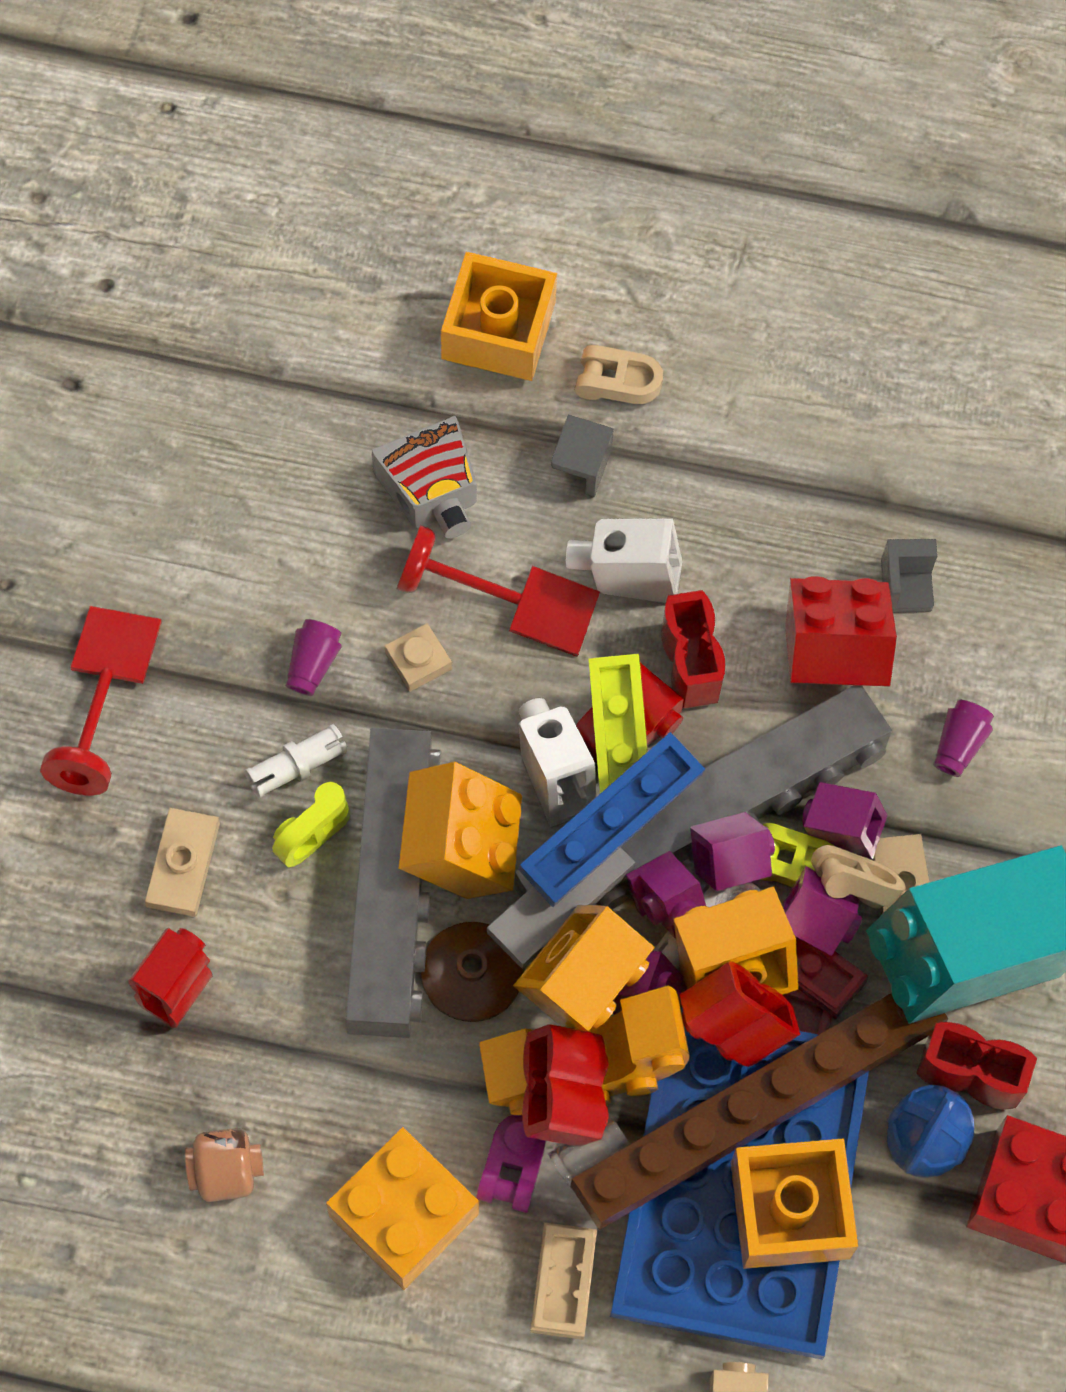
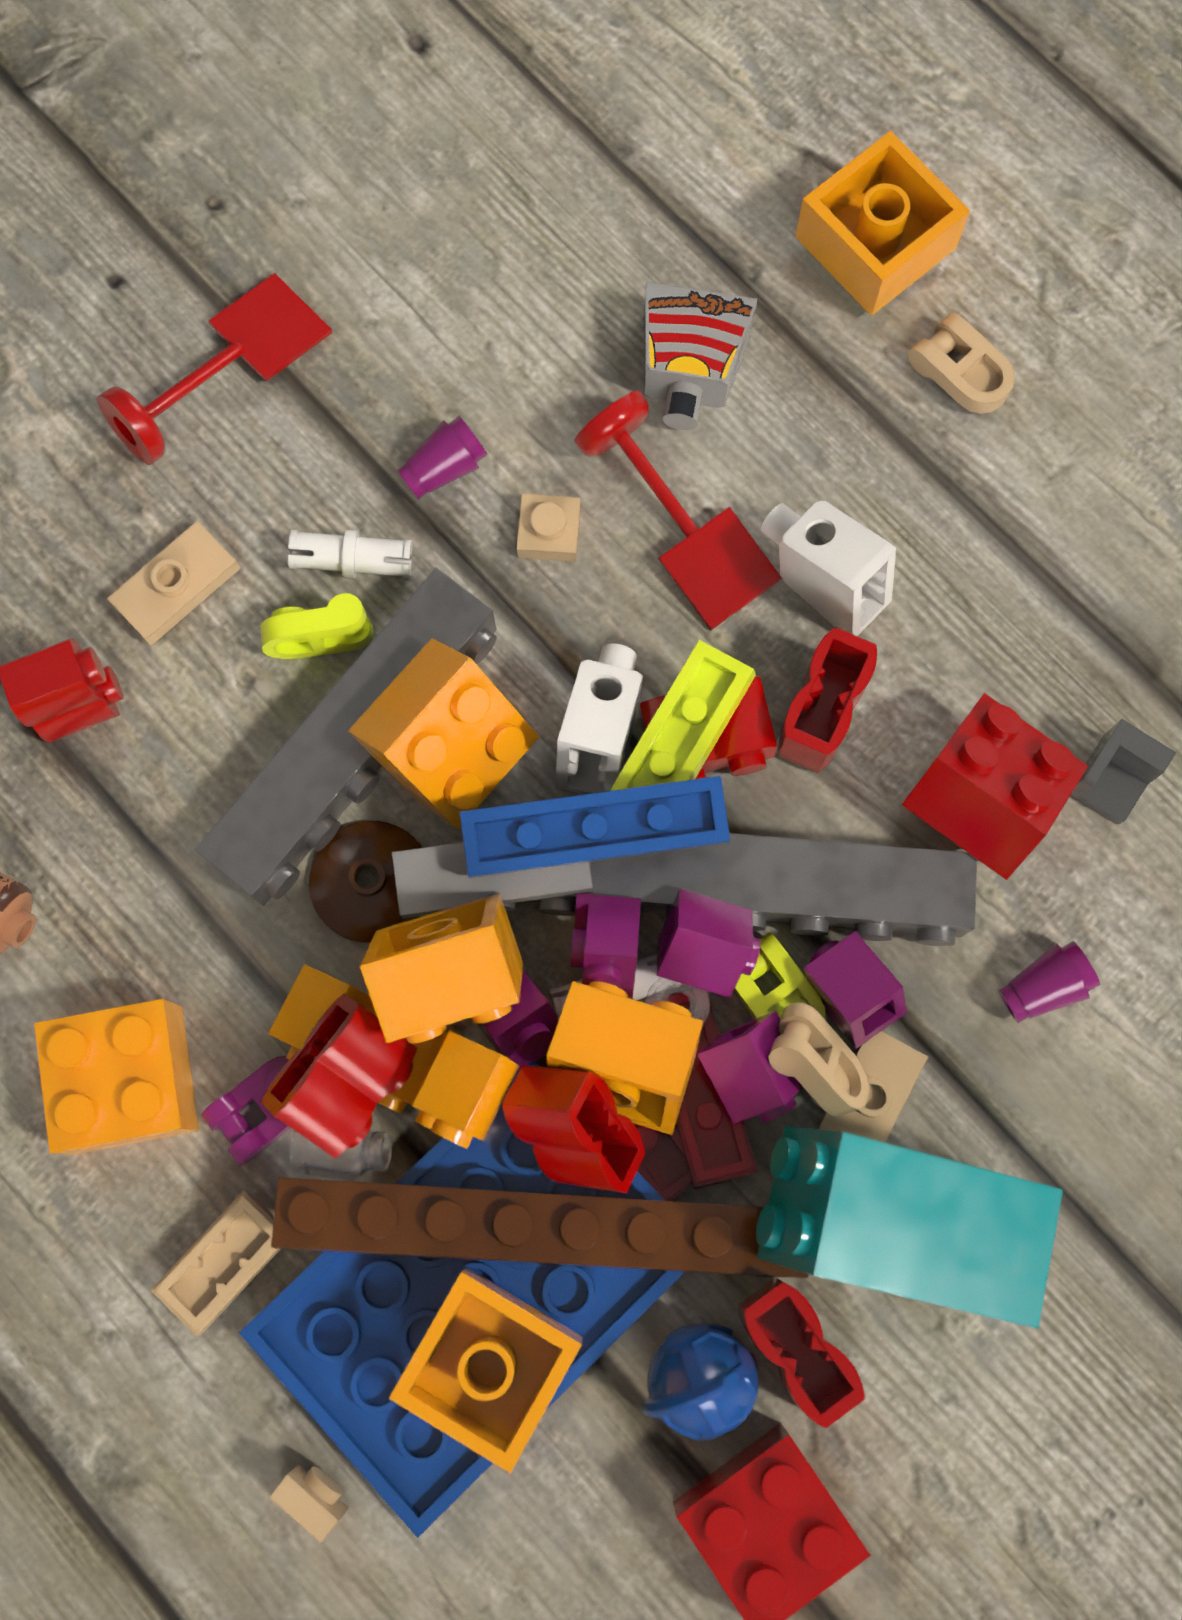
camera: 40 degrees right, 10 degrees up
(583, 450) = (867, 421): dark grey panel -> none

